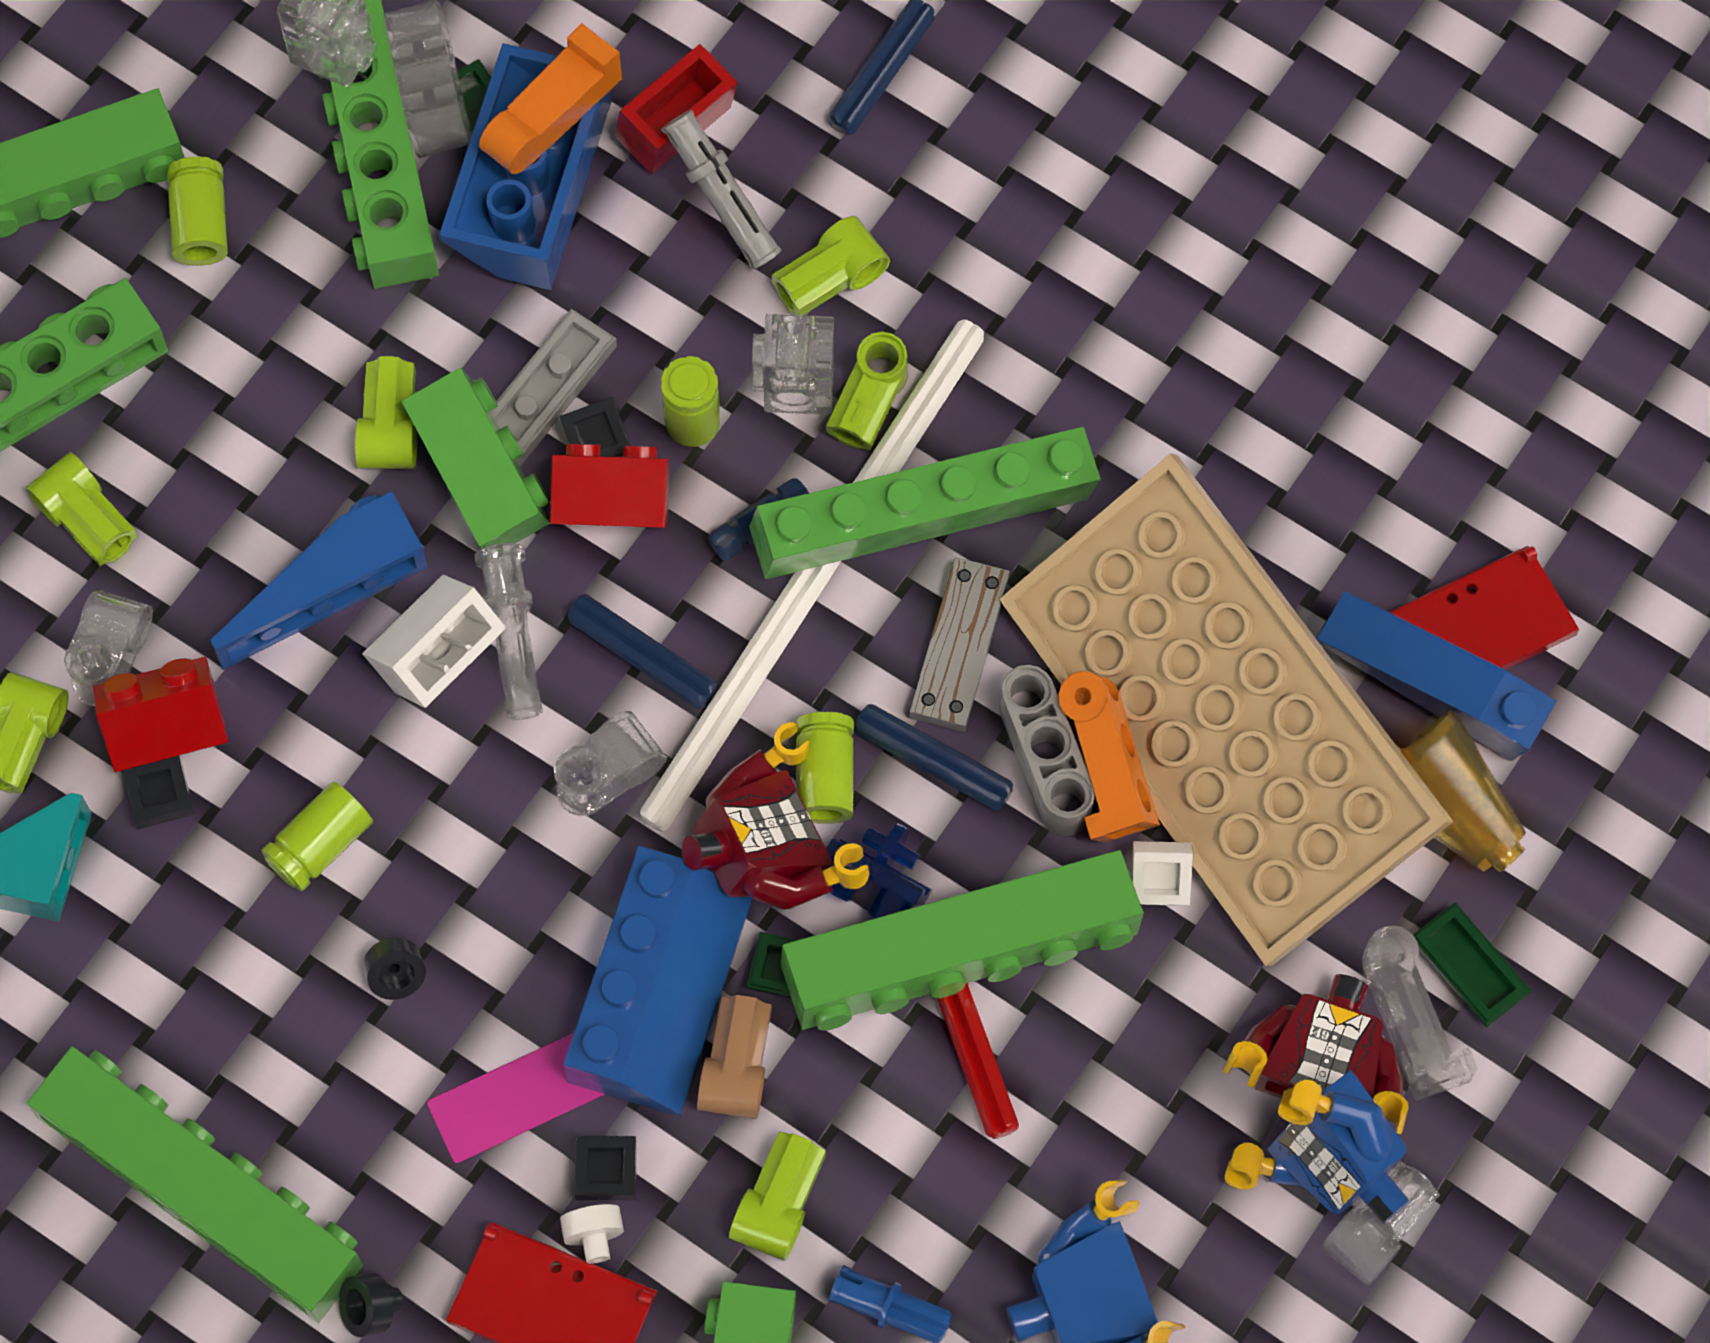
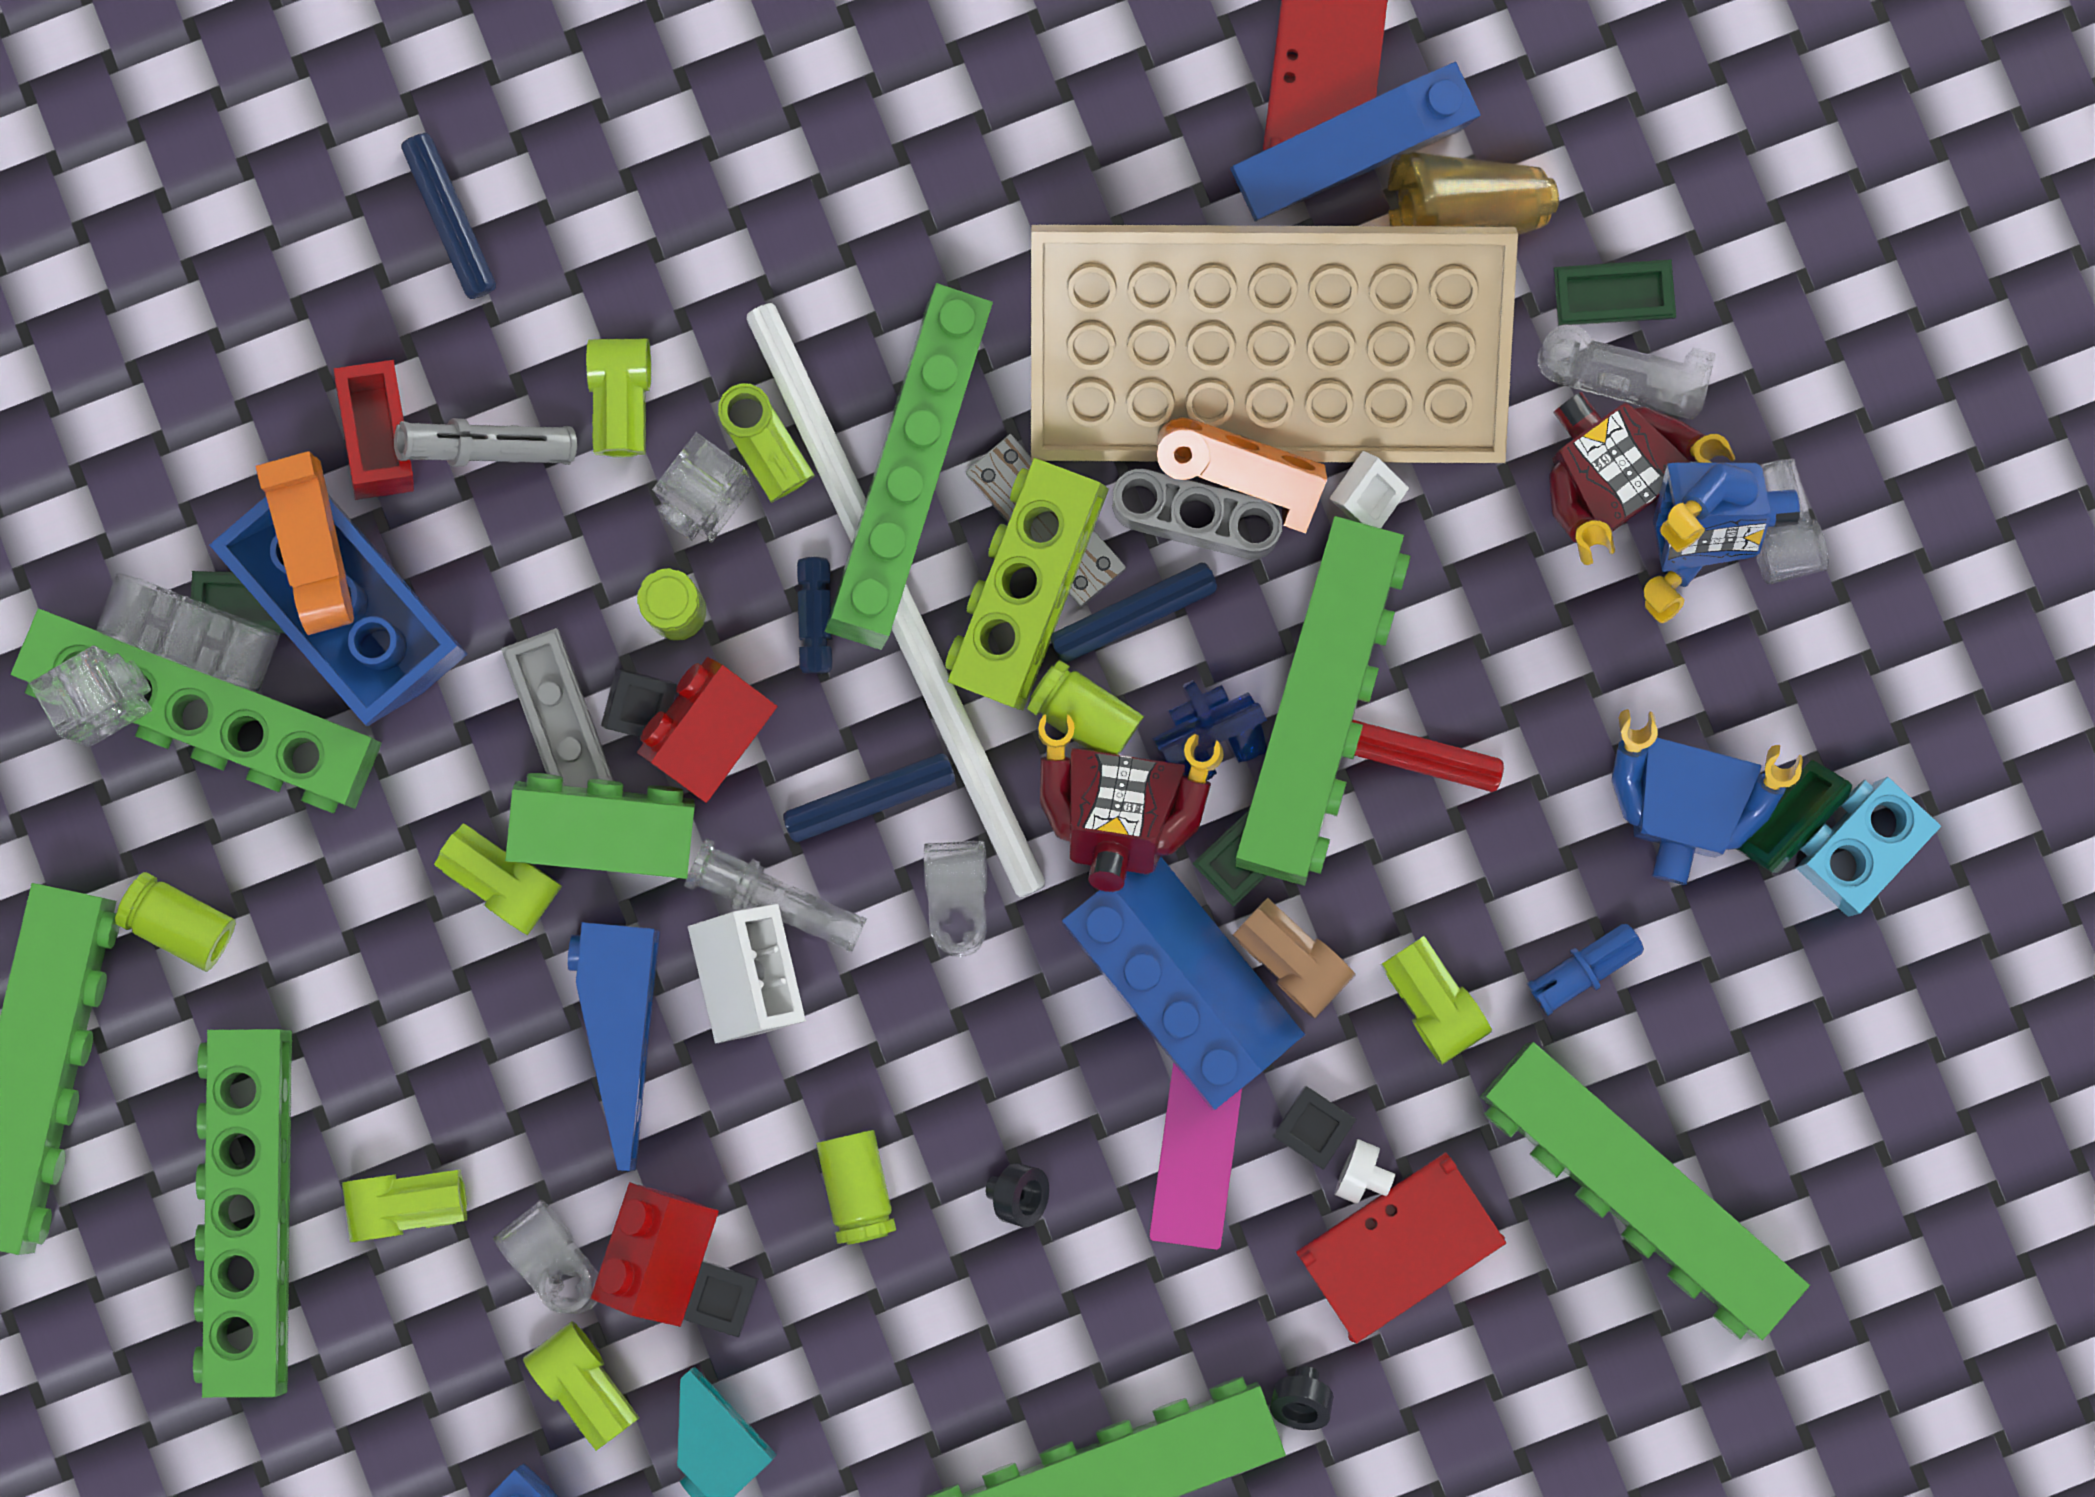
camera: 55 degrees left, 15 degrees up
(921, 667) = (1077, 505): none -> lime brick

